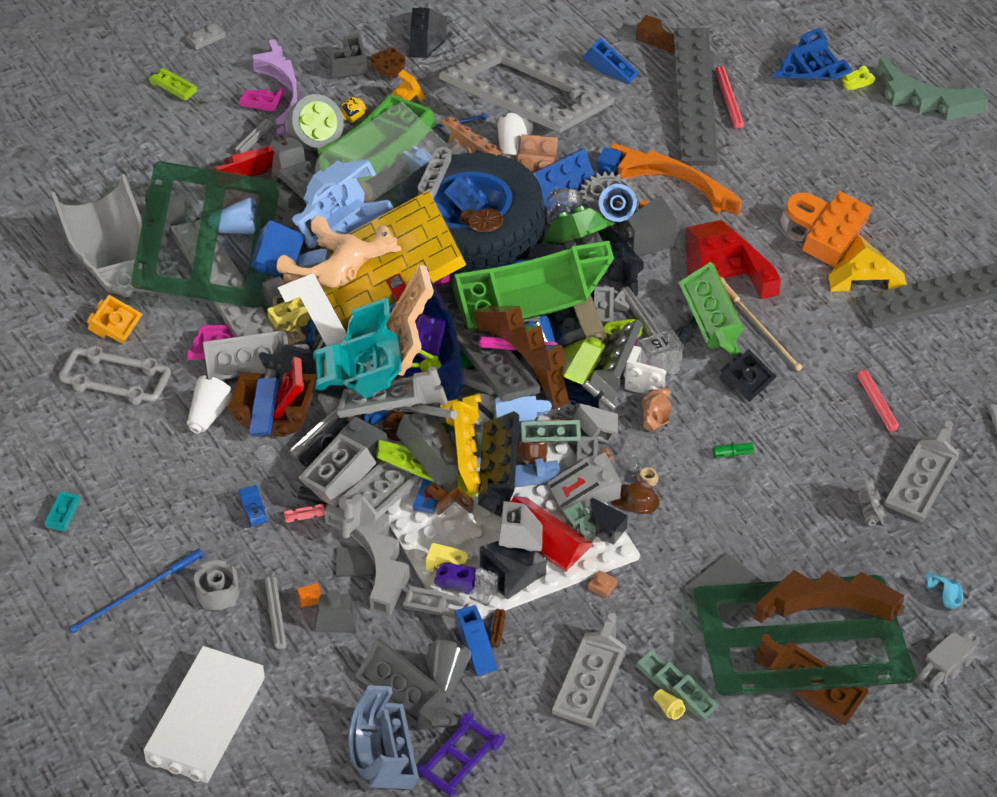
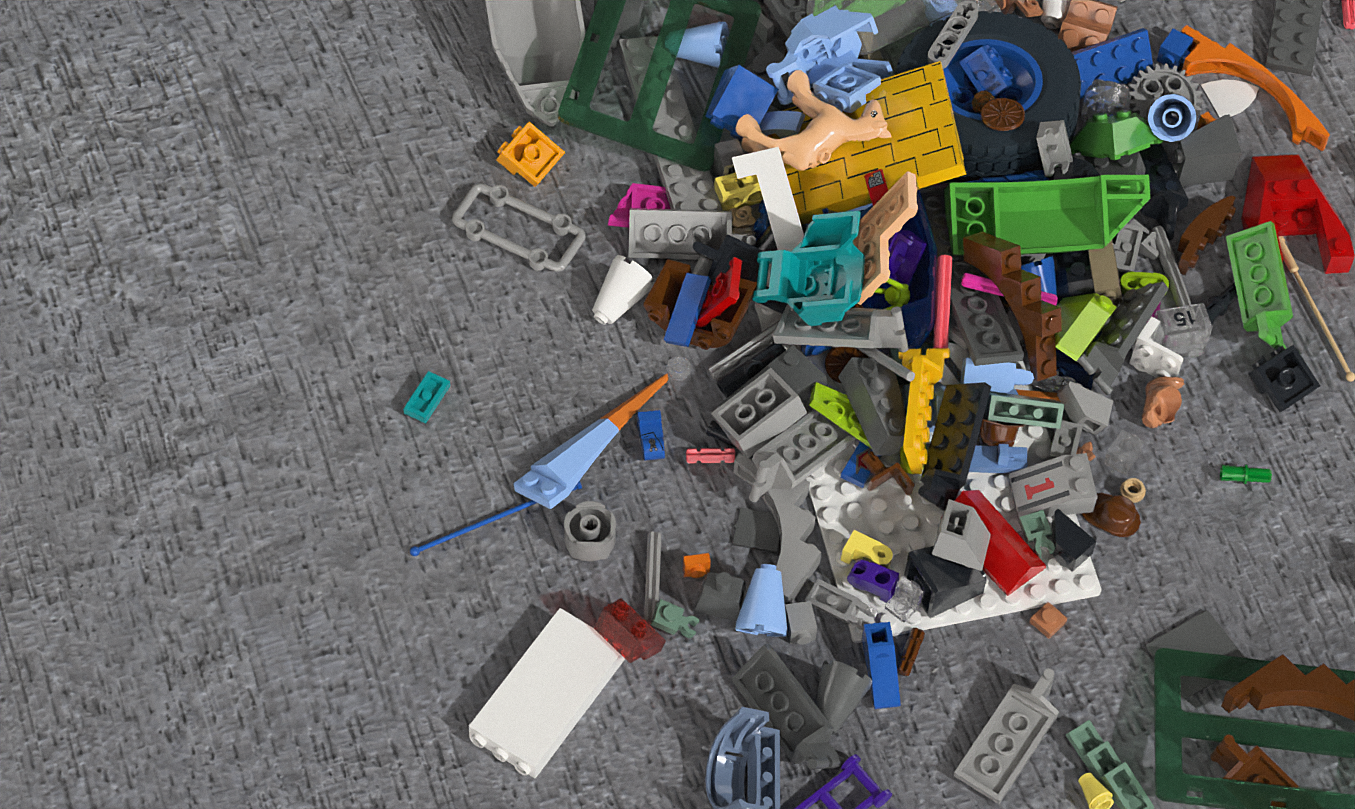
camera: 10 degrees right, 10 degrees up
(185, 543) = (560, 470): none -> light blue plate
(264, 652) = (628, 632): none -> clear red piece
(296, 639) = (670, 619): none -> sand green plate
(359, 222) = (846, 87): none -> light blue plate
(370, 612) = (764, 604): none -> light blue cone
(403, 622) = (800, 622): none -> light grey brick
(467, 360) = (942, 307): none -> coral axle
(531, 236) = (1054, 146): none -> light grey hinge
(658, 186) = (1230, 95): none -> white sticker
(660, 283) = (1204, 230): none -> reddish brown slope

